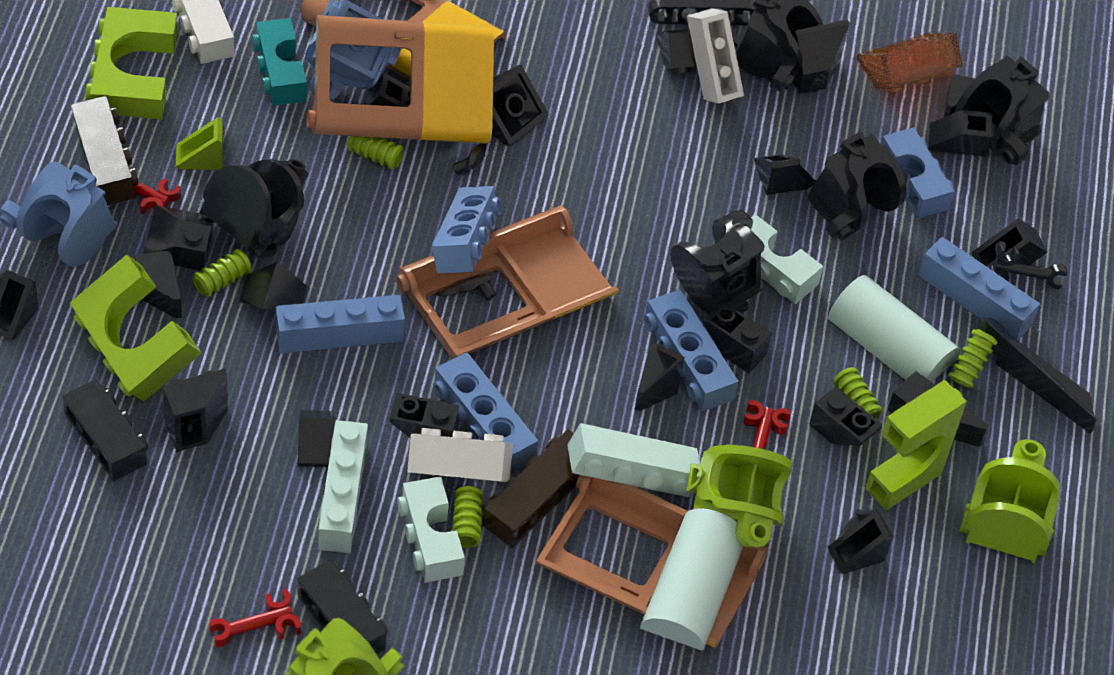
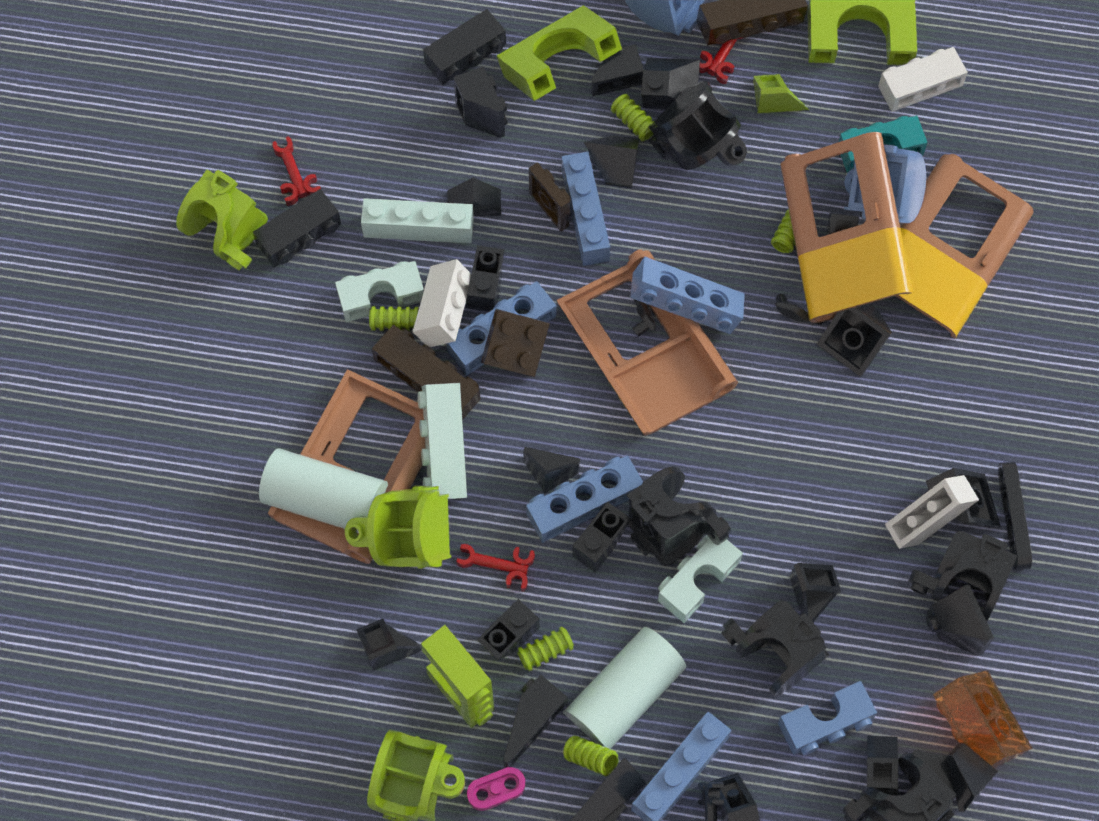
camera: 95 degrees right, 15 degrees up
(328, 349) = (549, 197): none -> dark brown plate
(512, 392) = (515, 342): none -> dark brown plate
(973, 59) = (969, 774): none -> black slope
(1009, 432) = (495, 787): none -> dark pink plate

